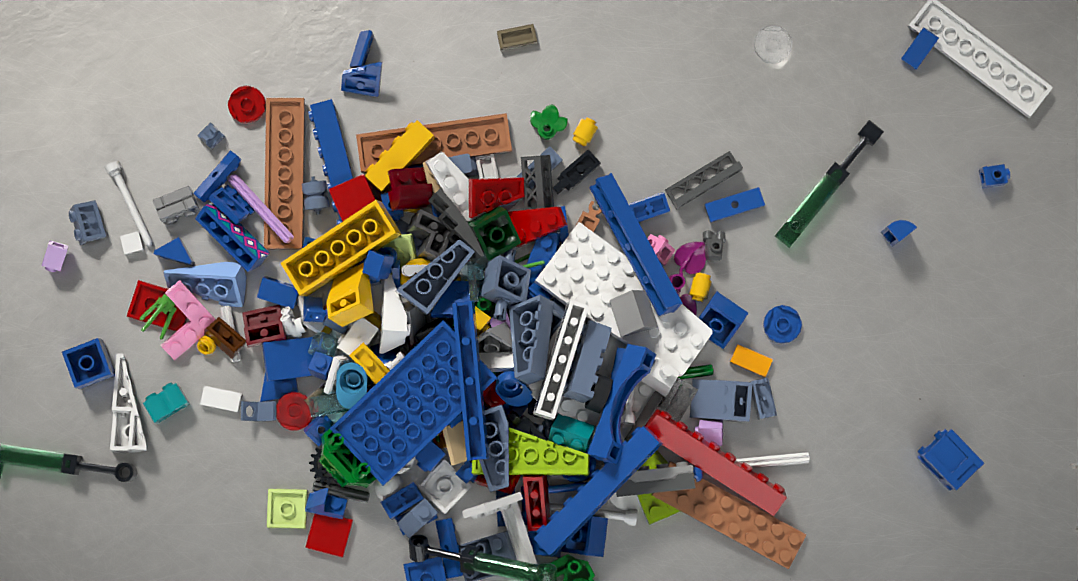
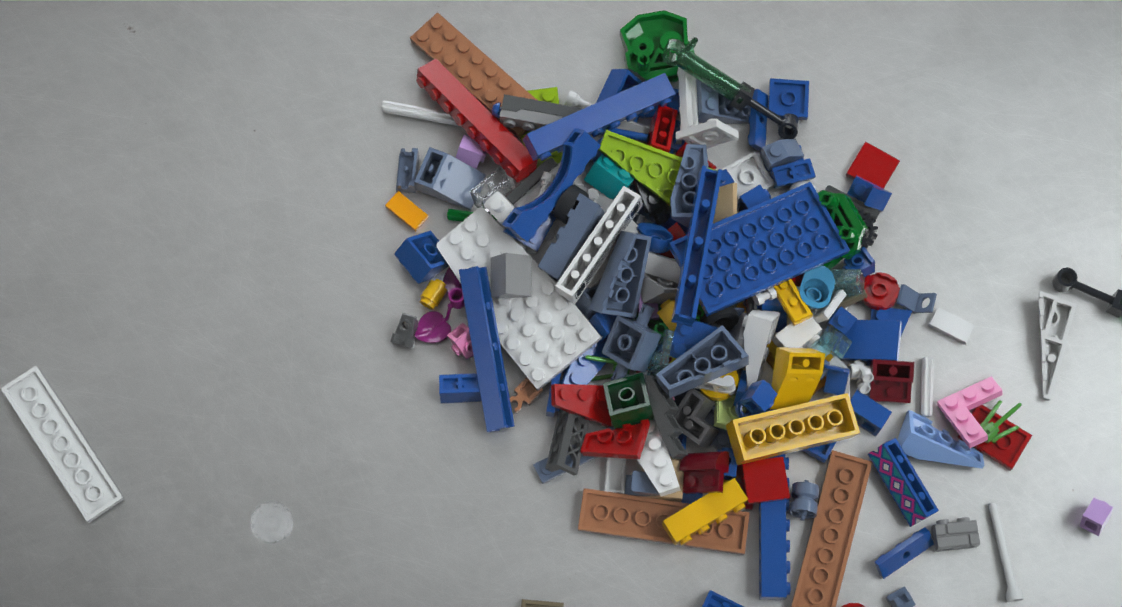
camera: 165 degrees left, 10 degrees down
(86, 222) = (1054, 544): sand blue bracket -> none
(88, 363) = (1082, 395): blue brick -> none
(132, 243) = (1010, 510): white tile -> none
(165, 403) = (1009, 335): teal brick -> none
(175, 251) = (965, 484): blue slope -> none
(206, 345) = (955, 381): yellow plate -> none
(225, 337) = (933, 381): reddish brown slope -> none
(231, 204) = (899, 514): blue plate -> none
(261, 208) = (866, 502): lavender axle -> none
(287, 508) = (909, 203): yellowish green tile -> none
(548, 119) = (535, 512): green plate -> none
(577, 171) = (522, 447): black hinge -> none
(585, 131) = (501, 486): yellow brick -> none
(708, 184) = (390, 393): dark grey fence -> none
(746, 201) = (358, 365): blue tile -> none
(782, 324) = (363, 237): blue tile -> none
(825, 188) = (258, 363): clear green piece -> none
(897, 231) = (215, 286): blue brick -> none
(920, 48) = (120, 469): blue tile -> none
(950, 459) = (248, 60): blue container -> none
(989, 180) = (101, 322): blue brick -> none

